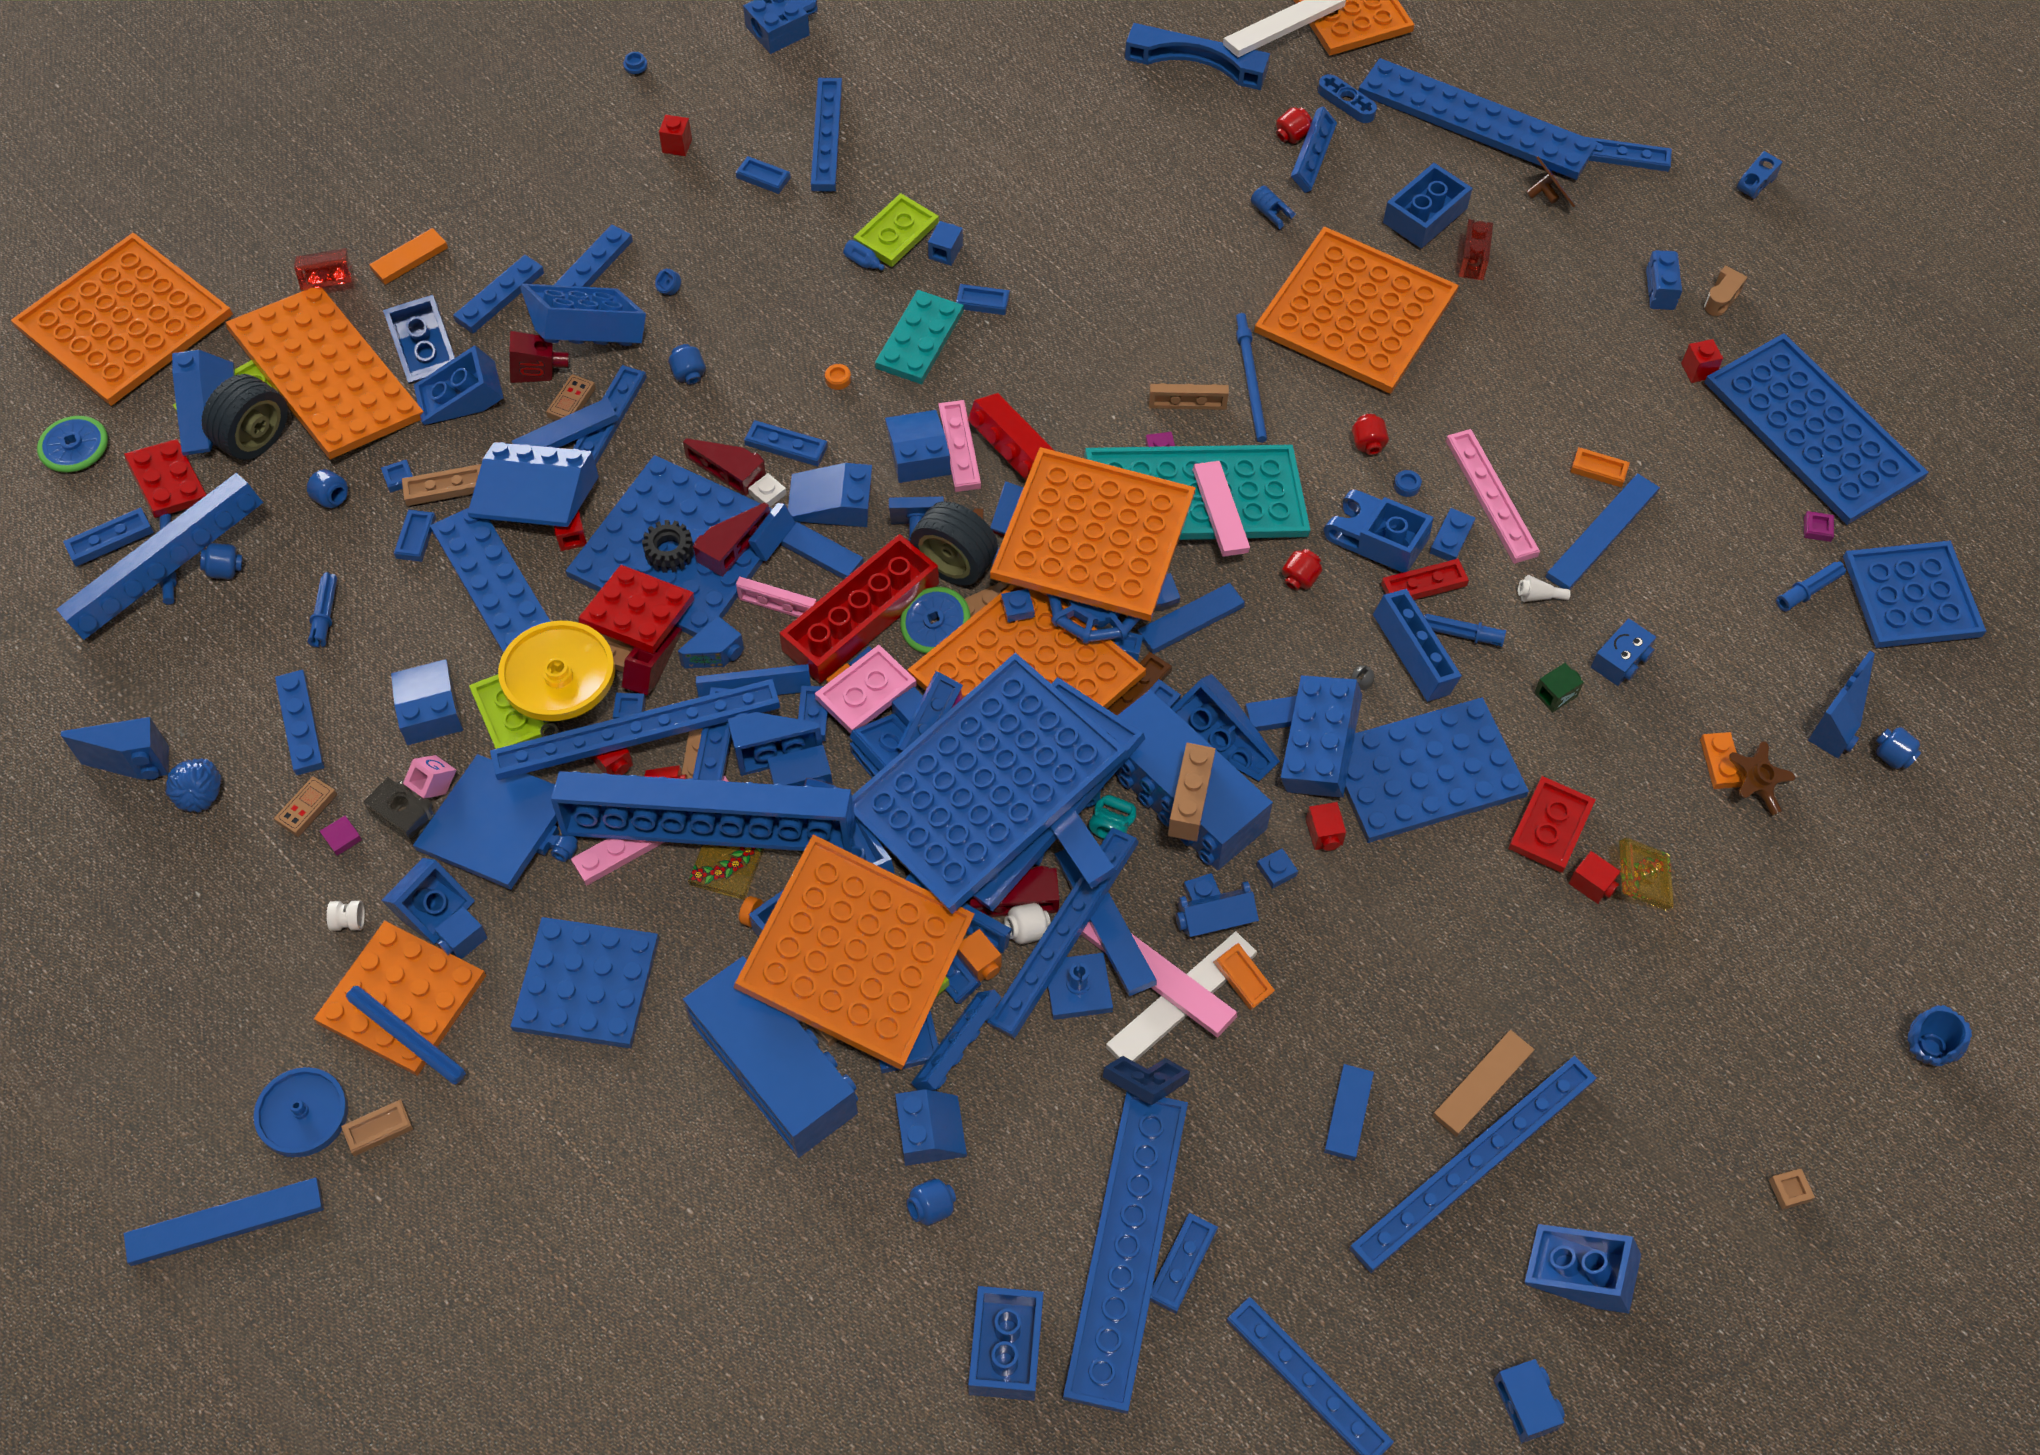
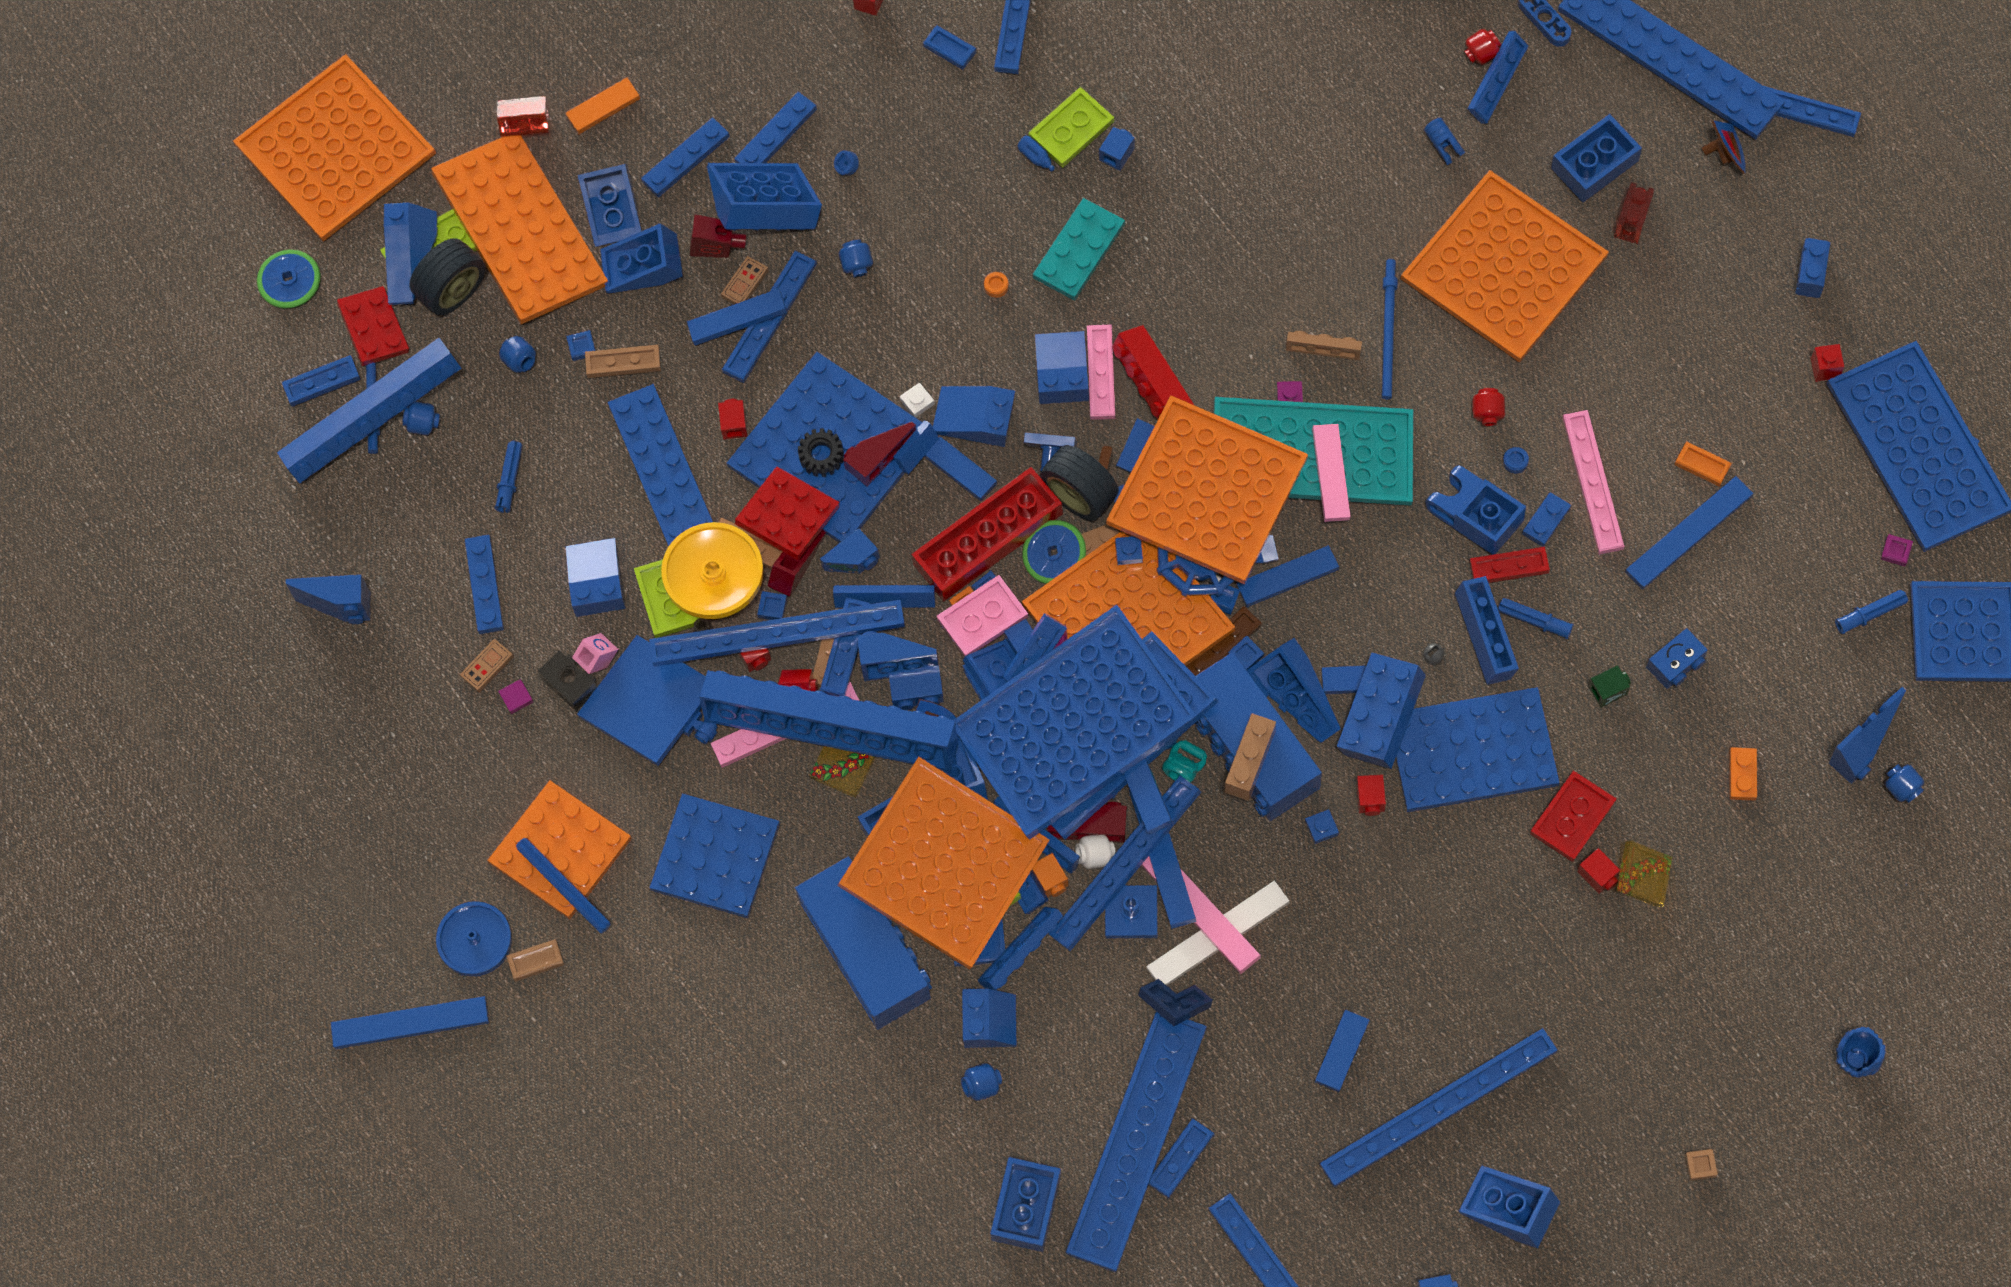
camera: 15 degrees right, 10 degrees up
(193, 785) = (393, 635): blue hair -> none
(345, 915) = (517, 772): white wheel -> none
(414, 535) = (593, 409): blue tile -> none
(427, 898) = (587, 766): blue slope -> none
(460, 934) = (612, 801): blue brick -> none
(532, 484) = (703, 375): blue slope -> none
(727, 463) = (884, 369): dark red slope -> none
(749, 905) = (859, 807): orange tile -> none
(773, 597) = (912, 513): bright pink tile -> none
(786, 443) = (939, 351): blue tile -> none
(812, 710) = (932, 632): blue plate -> none
(983, 299) = (1145, 214): blue tile -> none
(1201, 887) = (1252, 840): blue plate -> none
(1217, 911) = (1260, 862): blue brick -> none
(1244, 976) = (1274, 922): orange tile -> none
(1302, 569) = (1397, 541): red head -> none
(1483, 1083) = (1461, 1040): medium nougat tile -> none
(1534, 589) = (1611, 586): white cone -> none
(1725, 291) = (1873, 287): medium nougat leg -> none
(1758, 175) = (1940, 156): blue leg -> none
(1760, 776) = (1771, 795): reddish brown animal -> none

